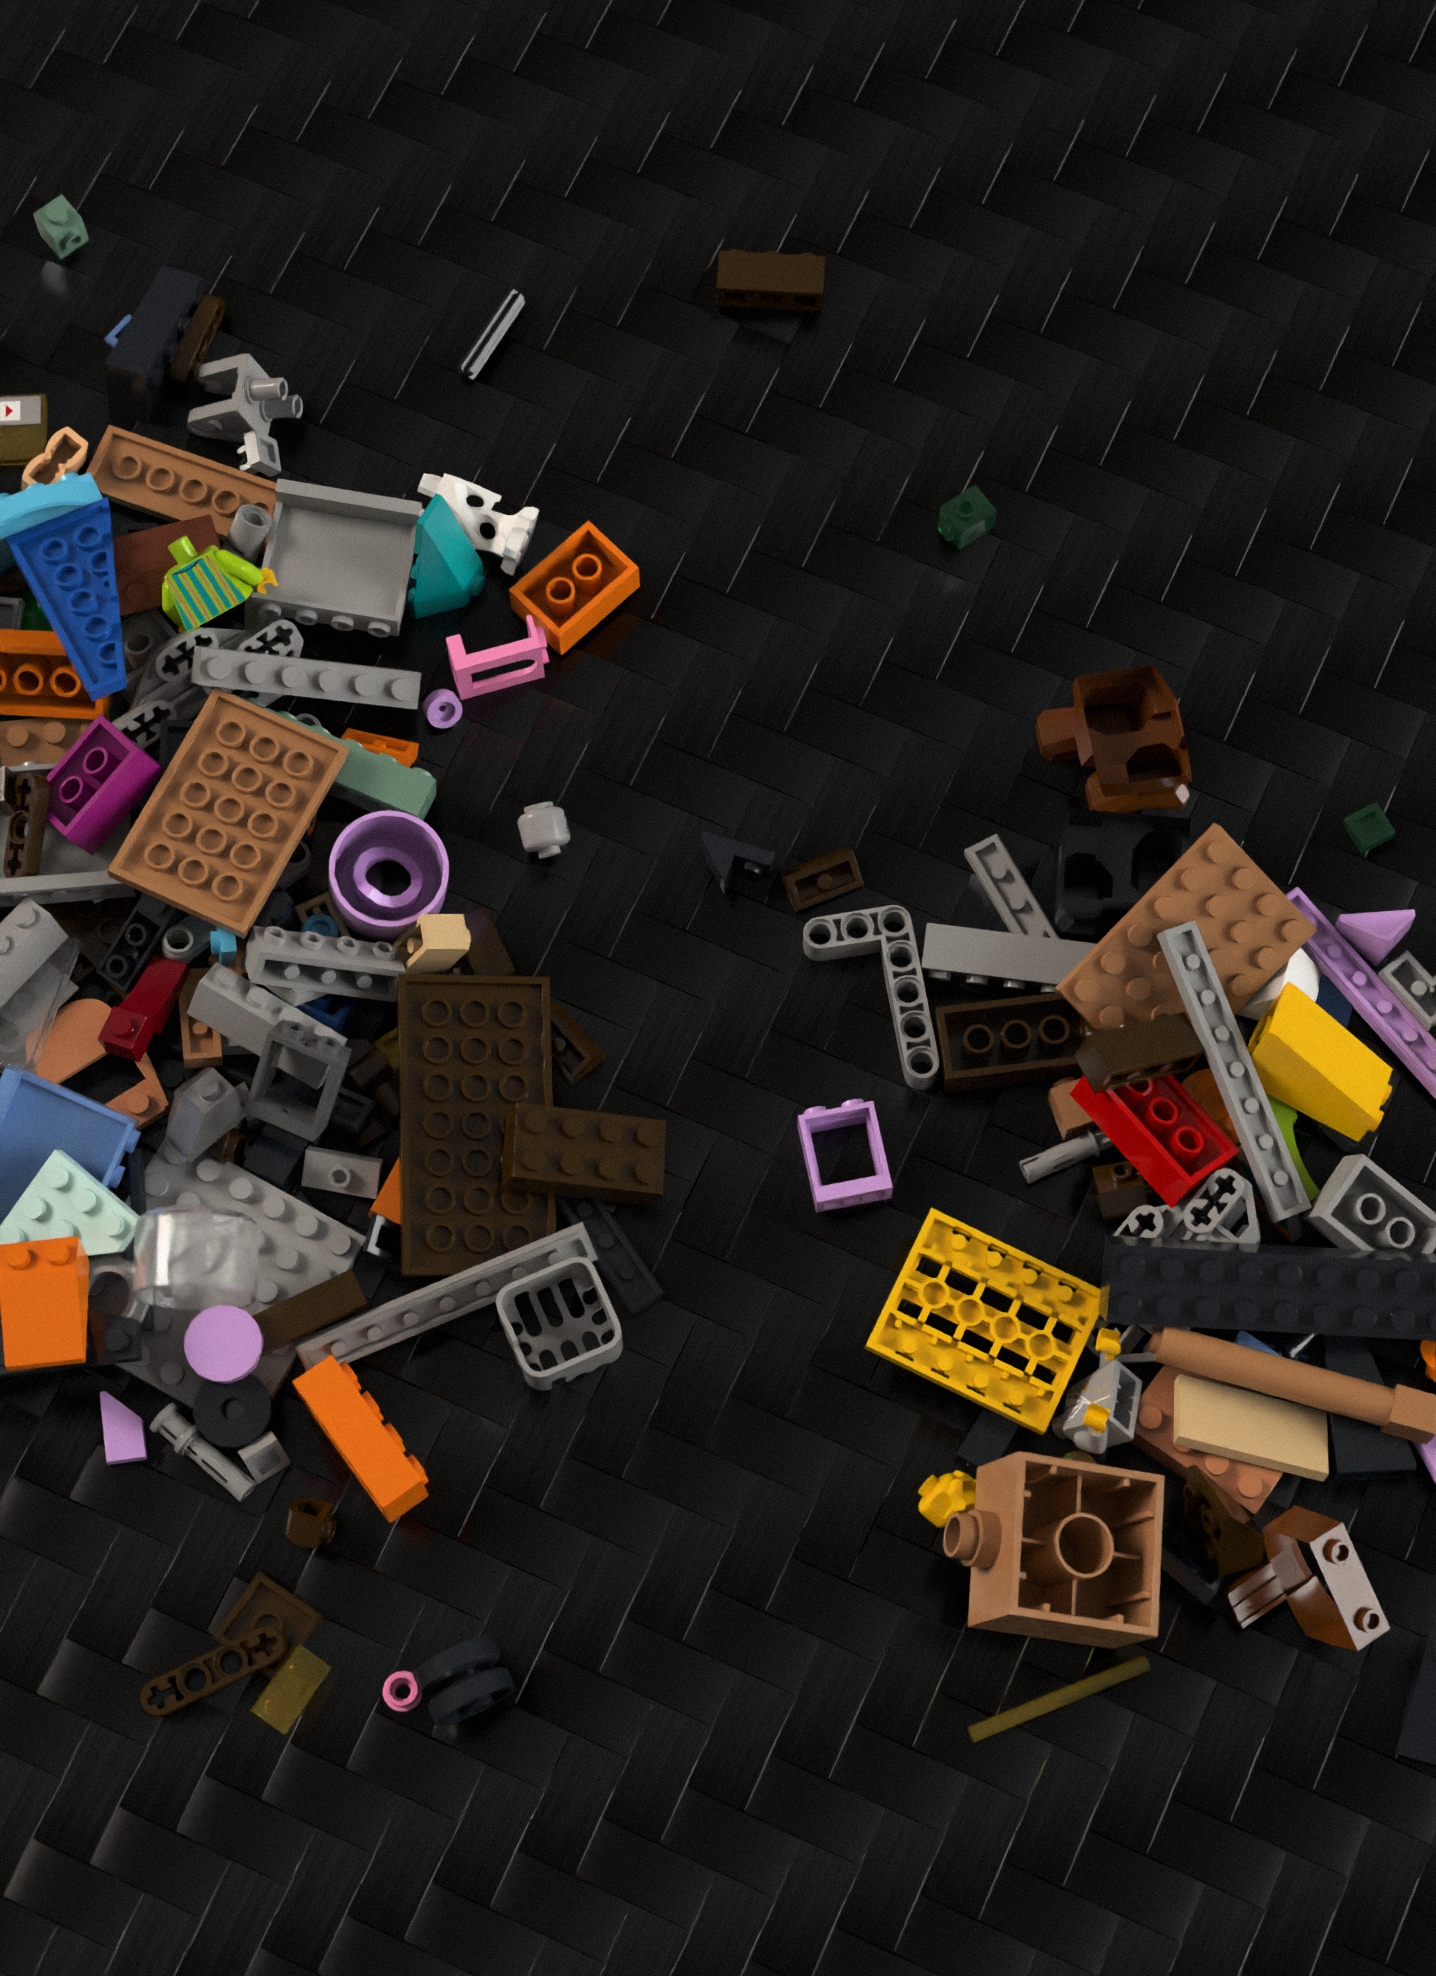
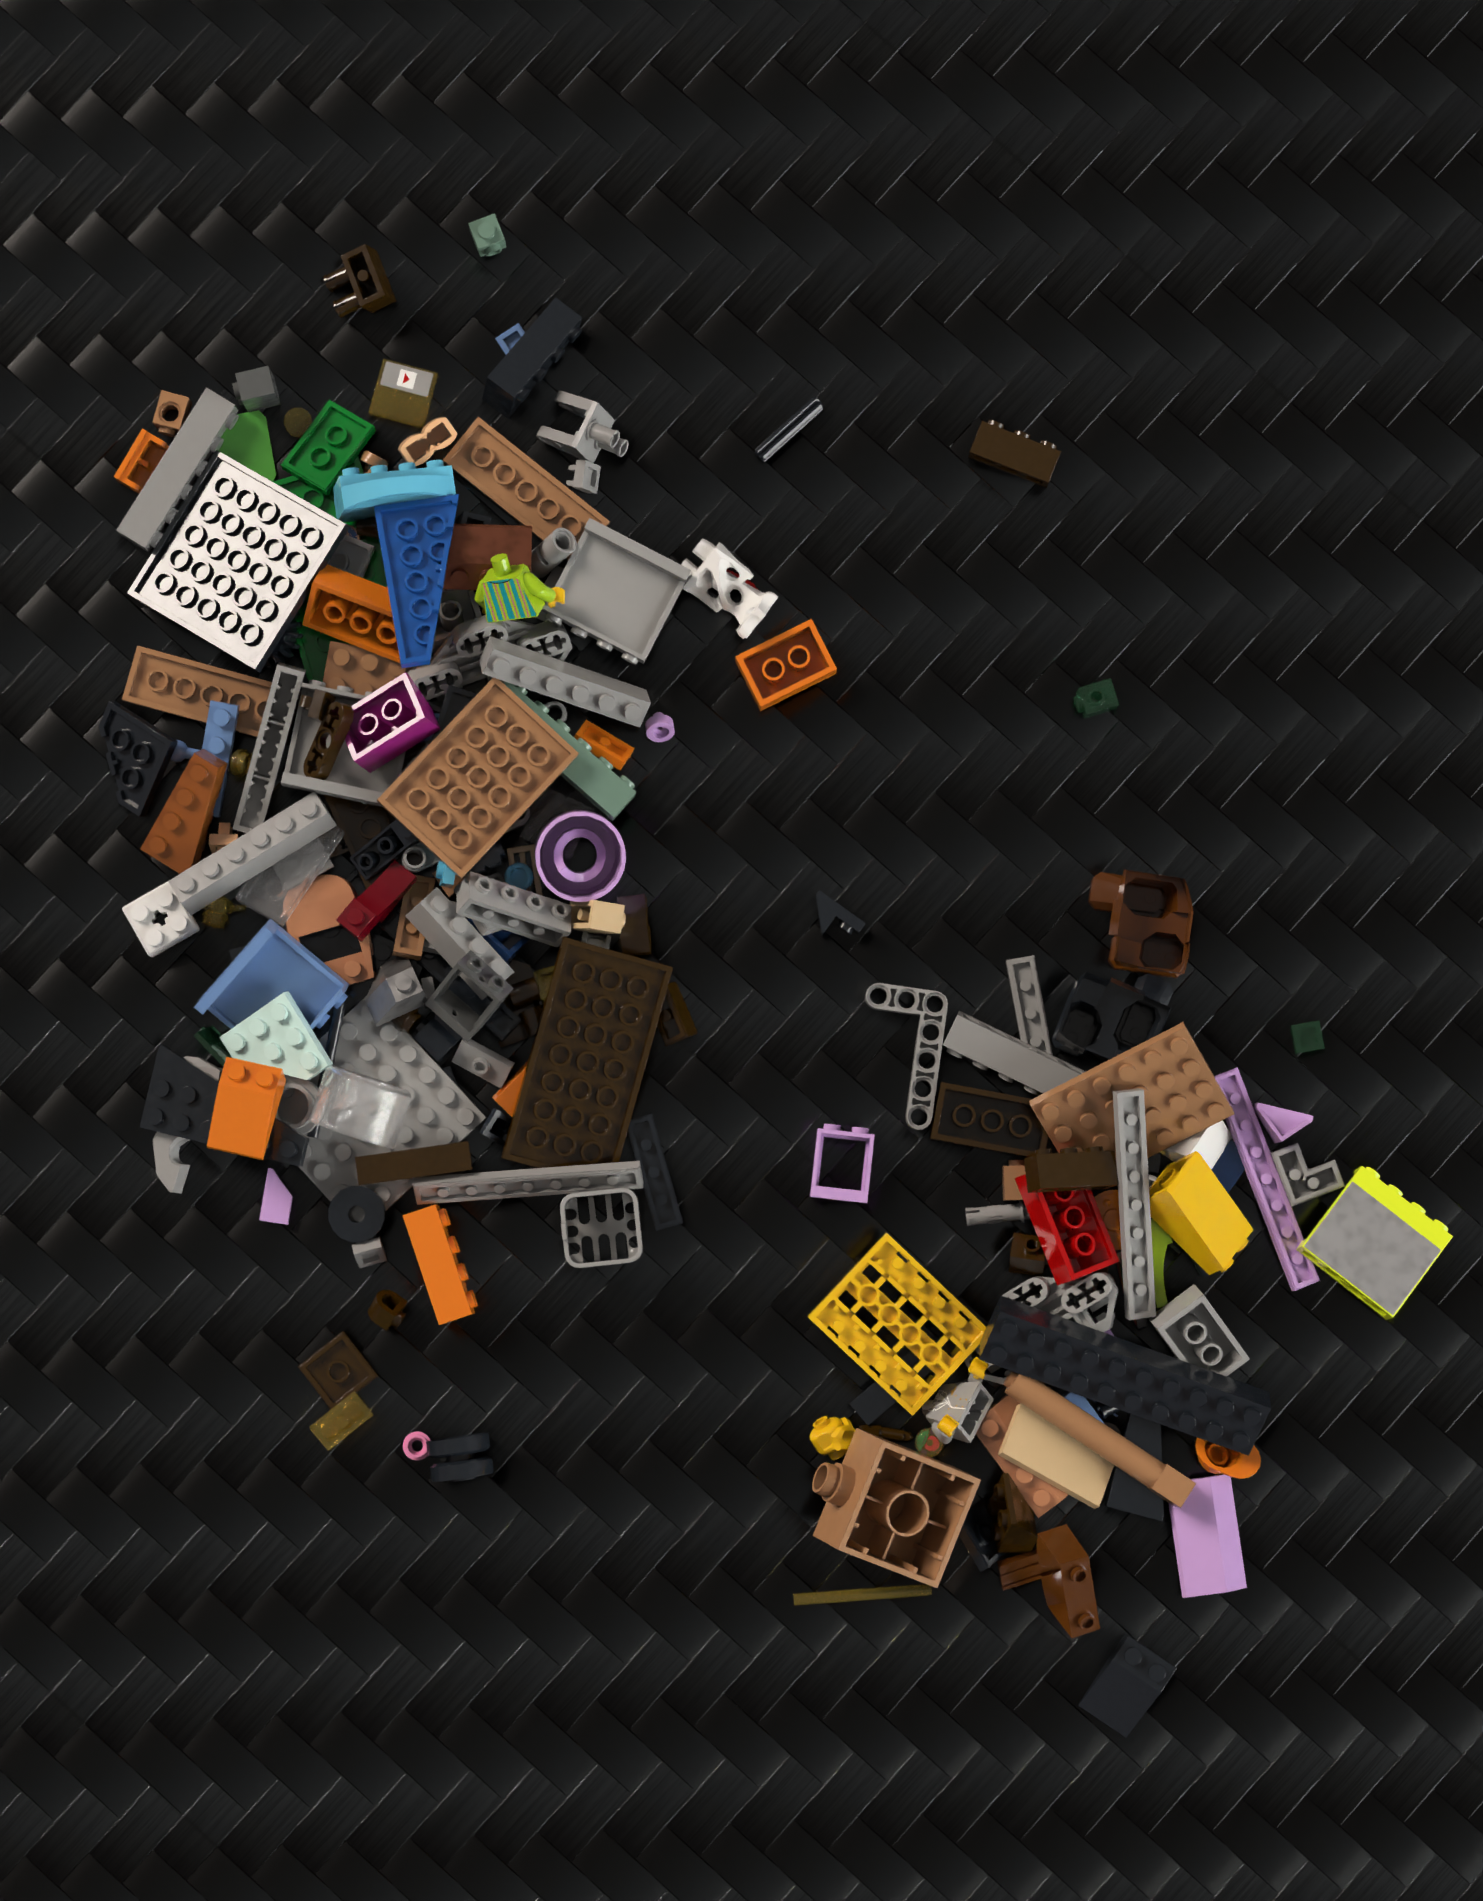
camera: 15 degrees right, 15 degrees up
(190, 1441) = (332, 1242): light grey pin -> none
(197, 341) = (564, 365): dark brown beam -> none
(215, 1674) = (293, 1394): dark brown beam -> none
(223, 1344) = (362, 1168): lavender tile -> none
(446, 564) = (693, 622): teal wedge -> none
(527, 649) = (710, 713): bright pink panel -> none
(543, 829) = (705, 847): light grey head -> none
(584, 1154) = (656, 1109): dark brown brick -> none
(822, 879) = (895, 947): dark brown slope -> none

